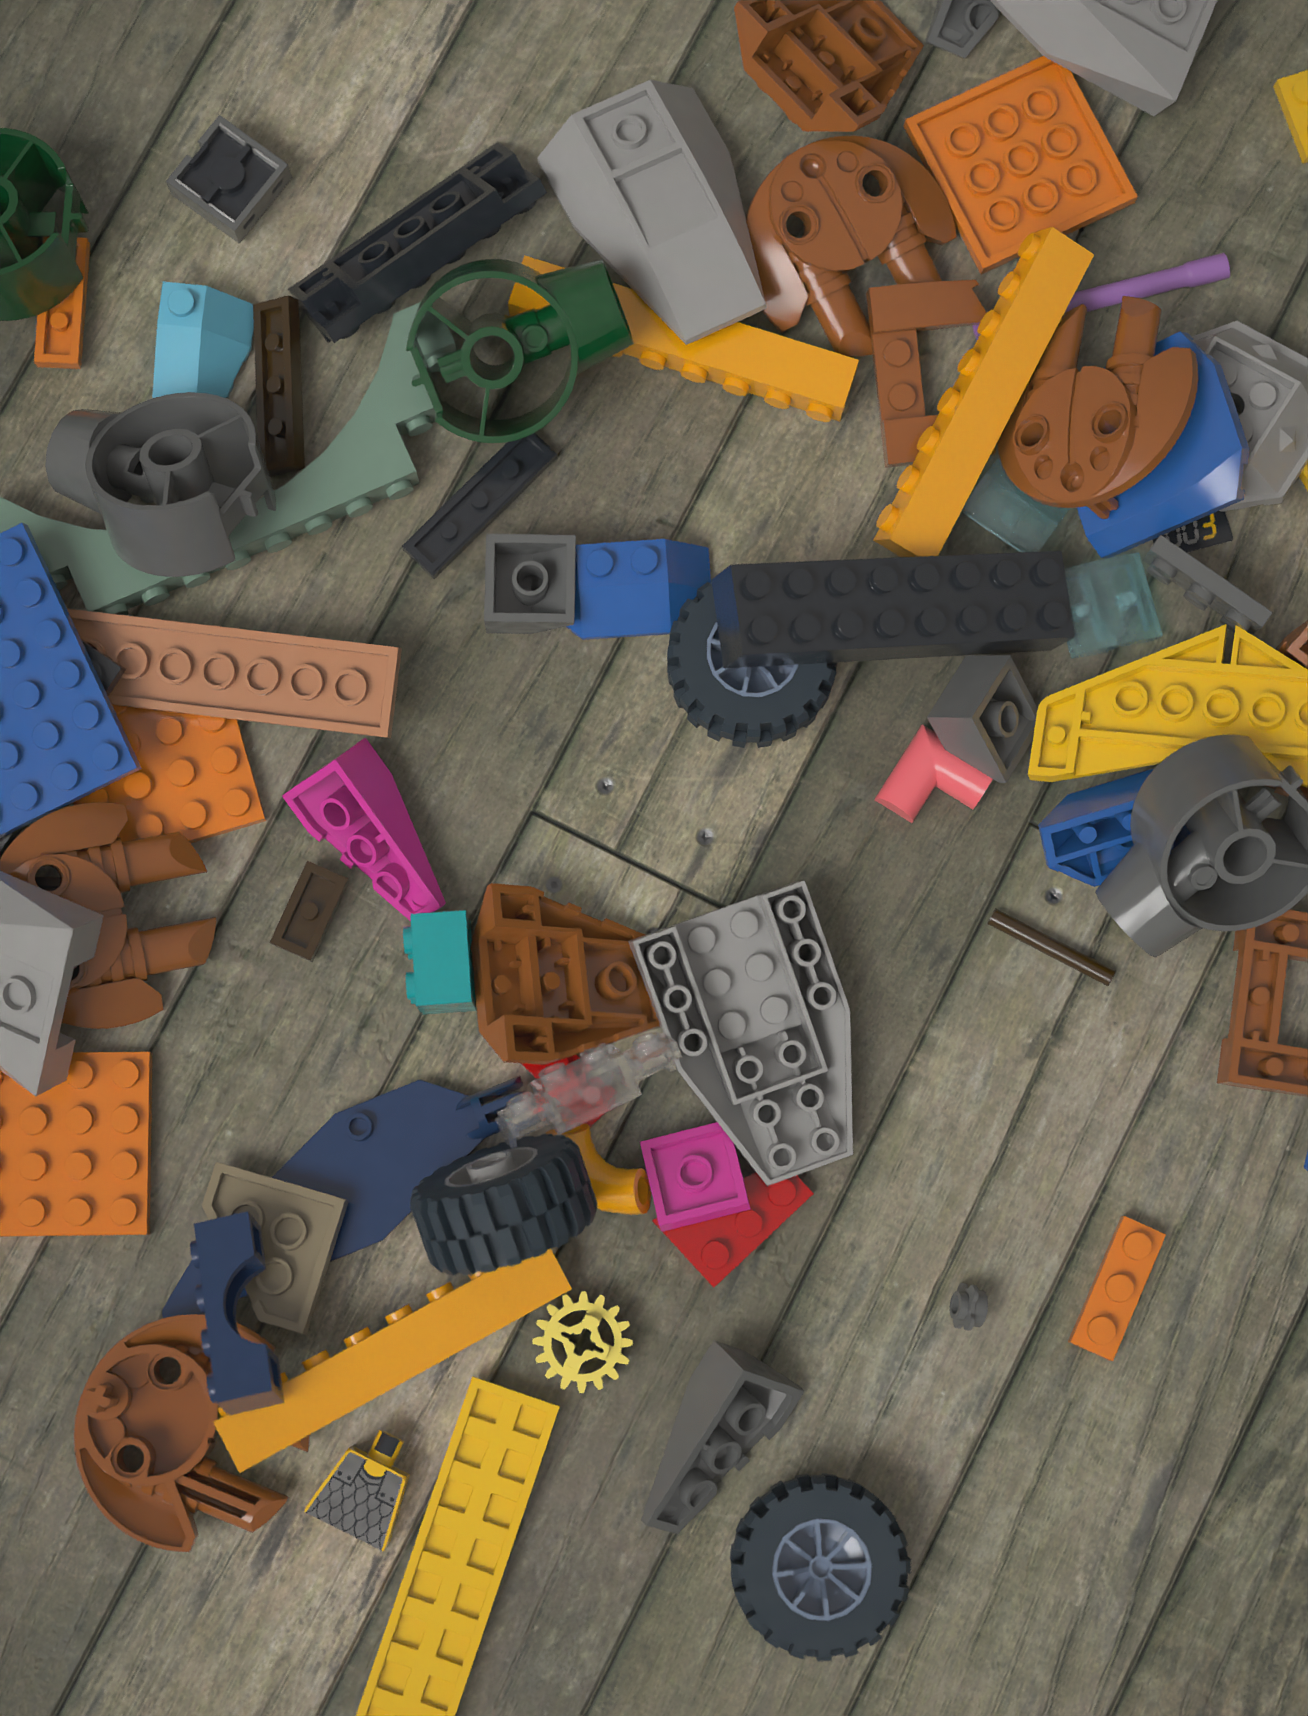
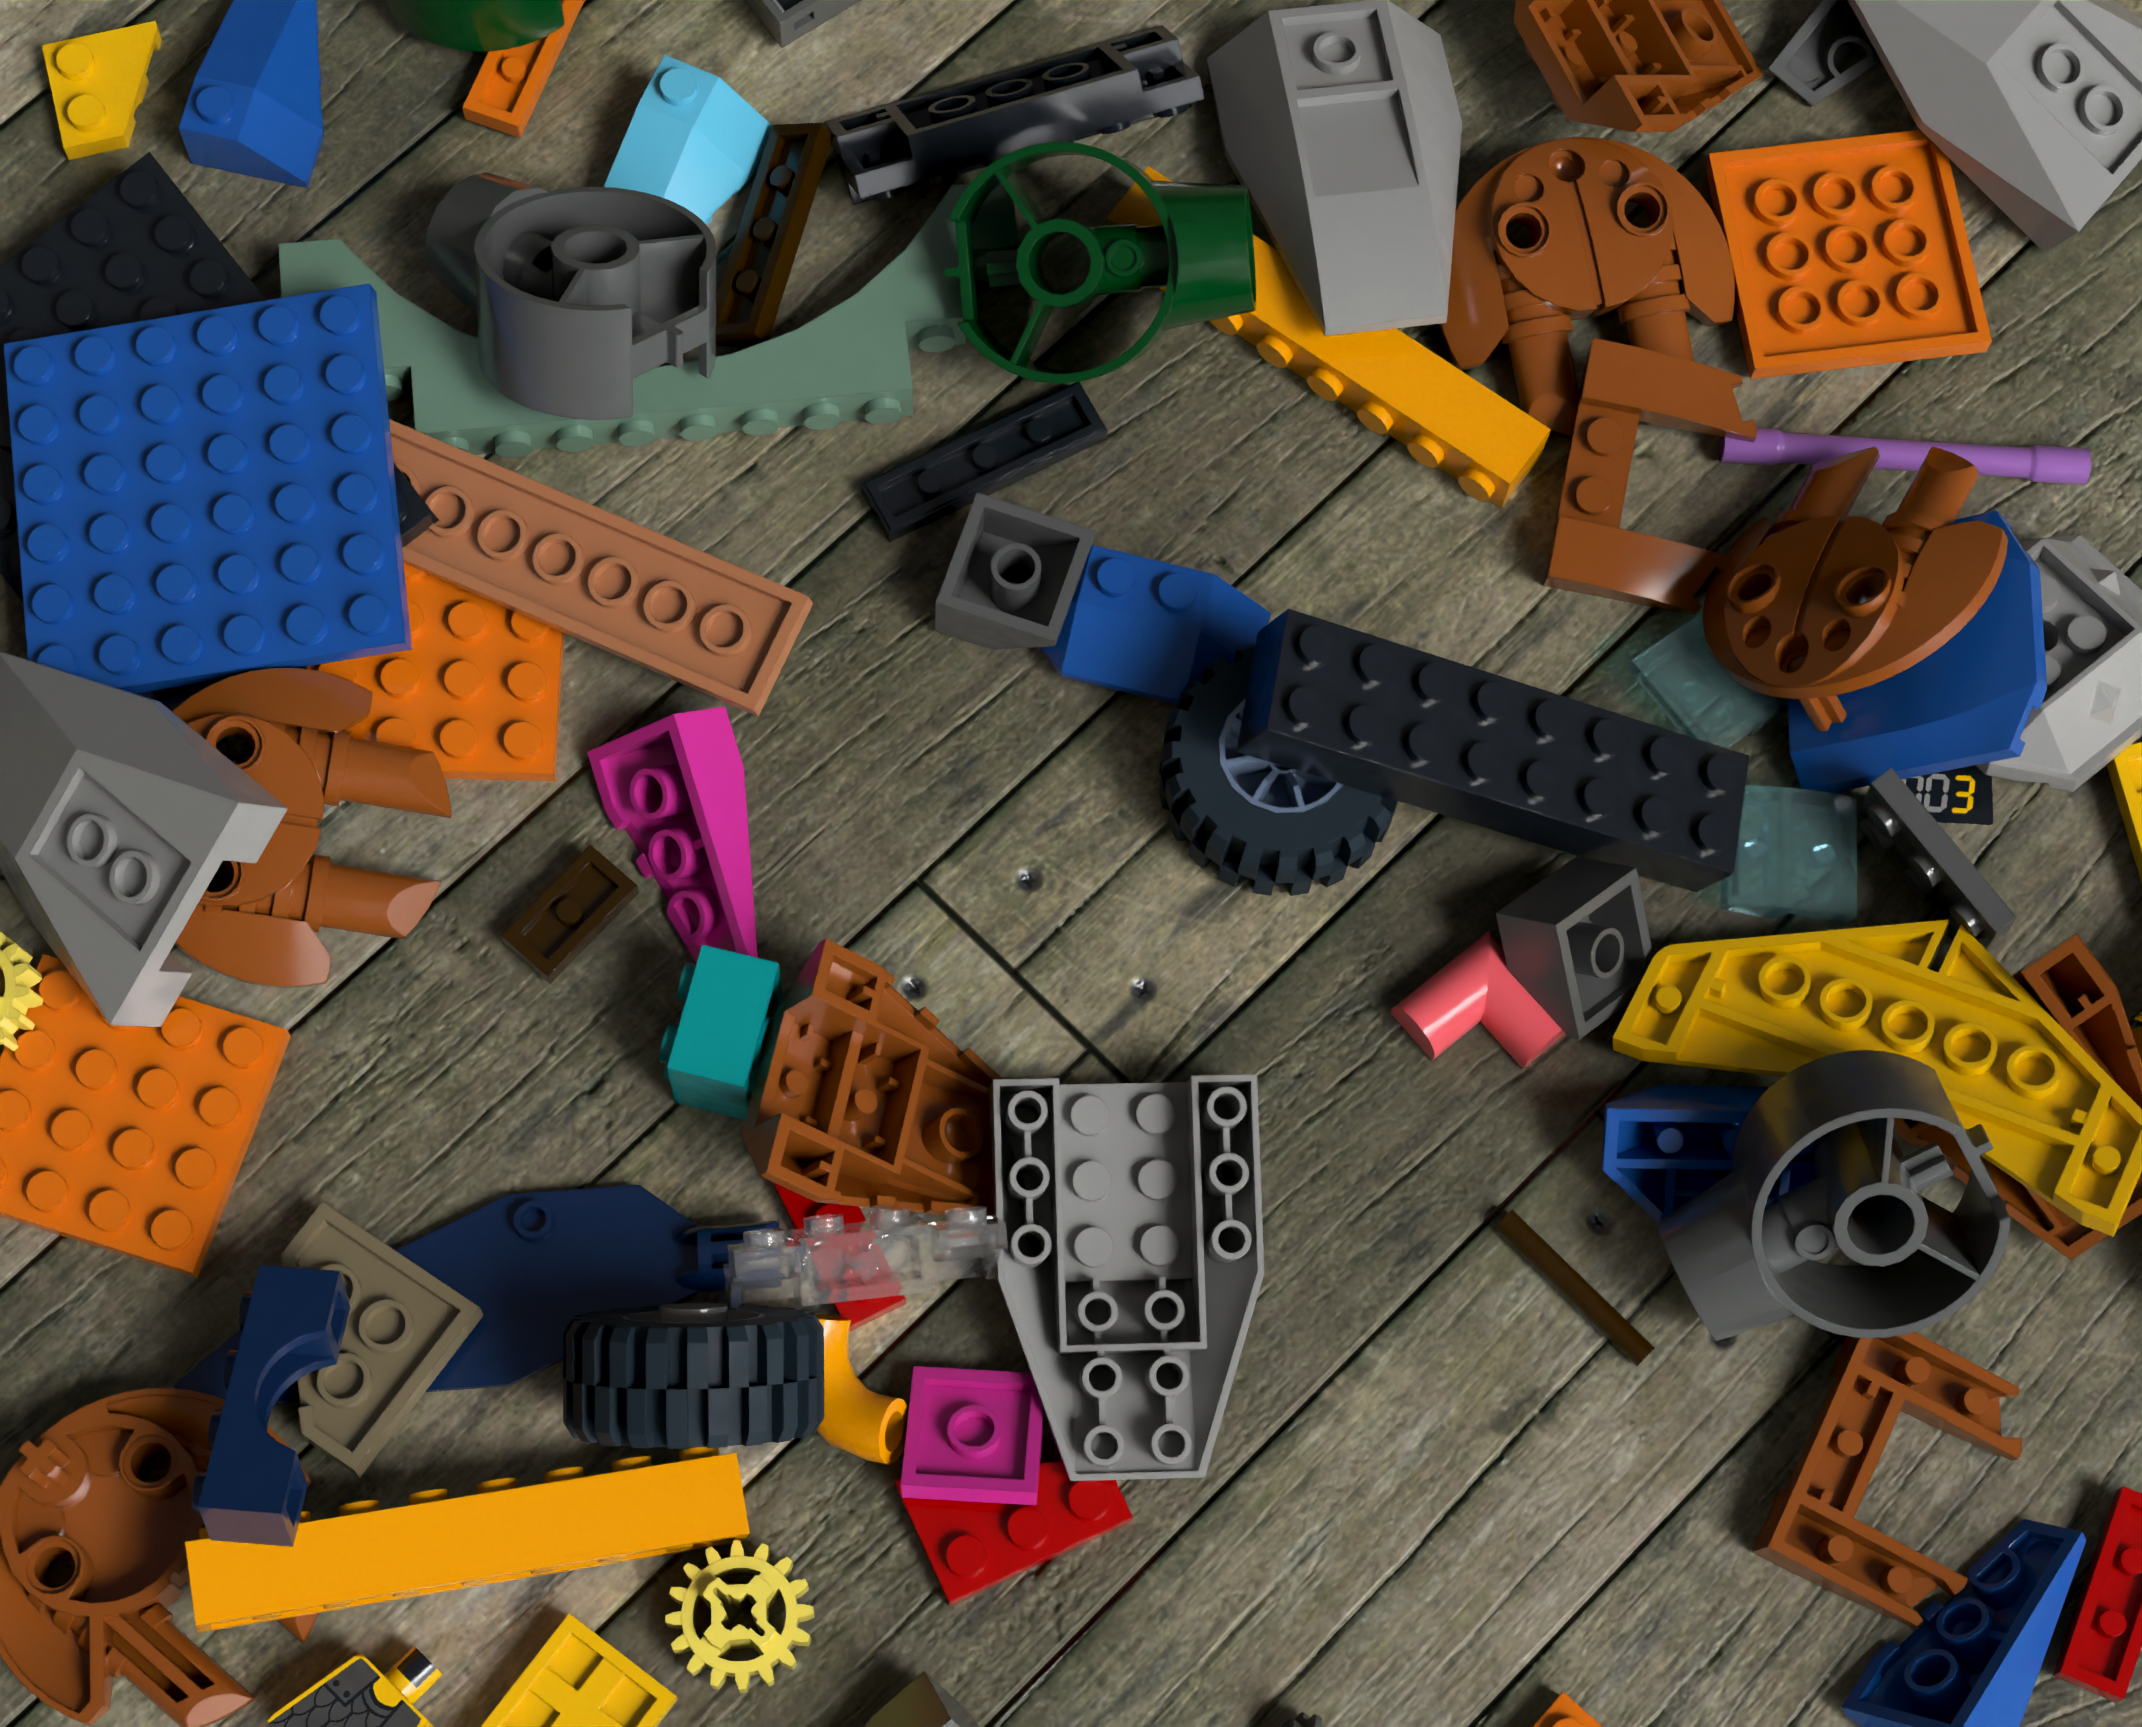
camera: 15 degrees right, 10 degrees down
(984, 394) = (1707, 520): light orange brick -> none

